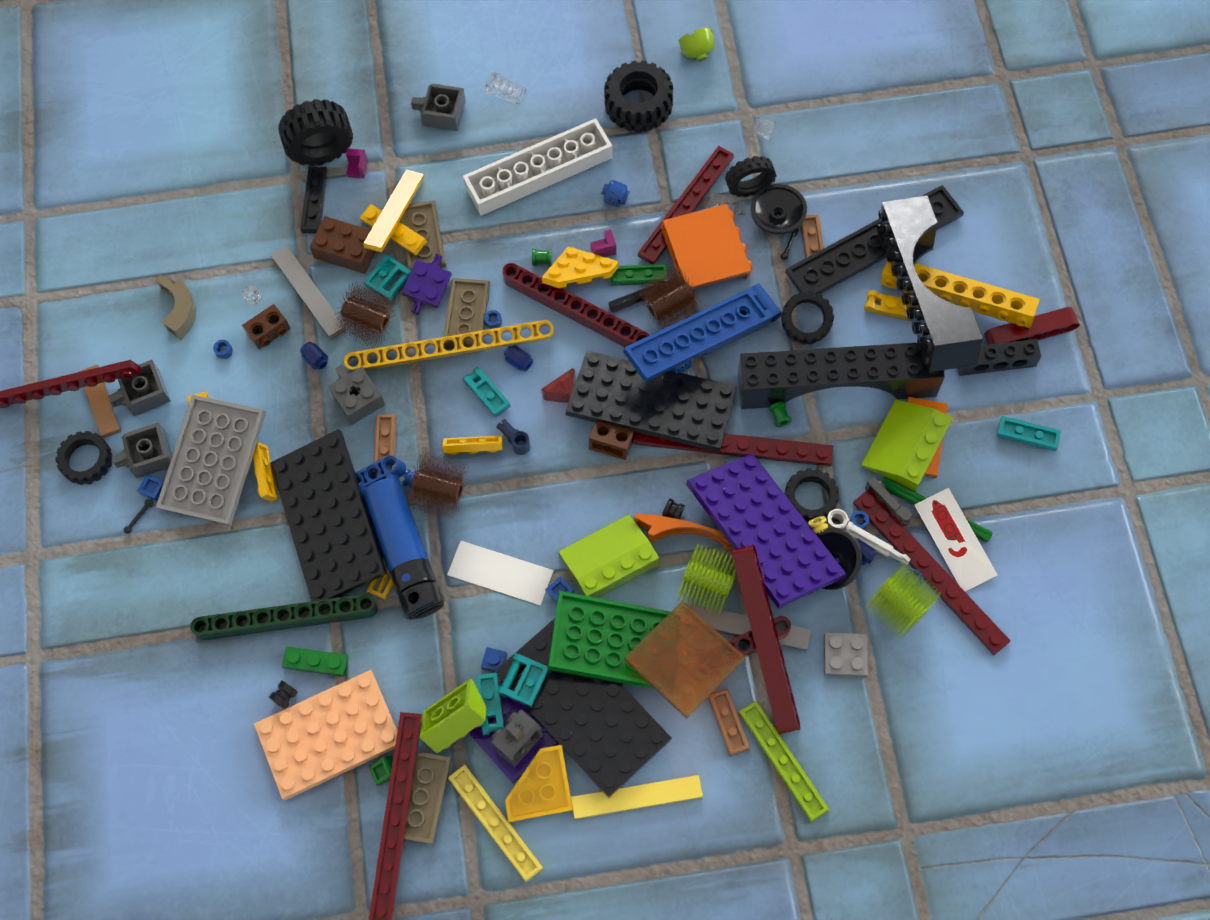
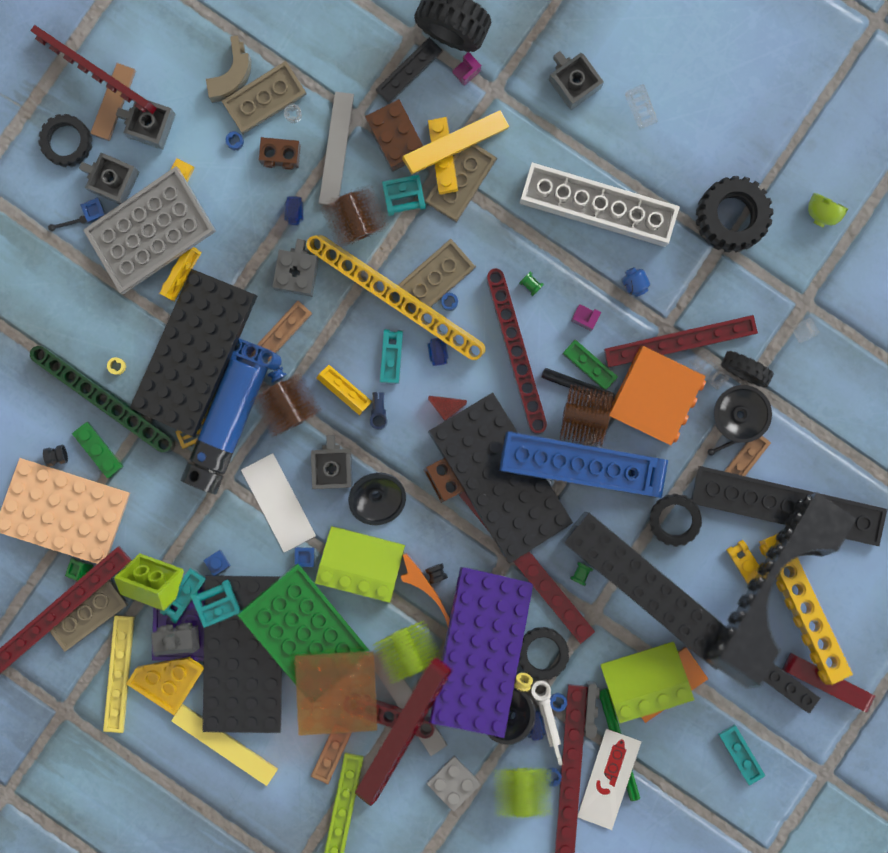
camera: 40 degrees right, 20 degrees up
(219, 302) = (264, 97): none -> dark tan plate
(272, 578) = (118, 360): none -> light yellow bush
(426, 283) = (427, 226): dark purple plate -> none
(509, 495) = (324, 458): none -> dark grey hinge
(578, 267) = (547, 321): yellow plate -> none
(584, 492) = (379, 507): none -> black dish

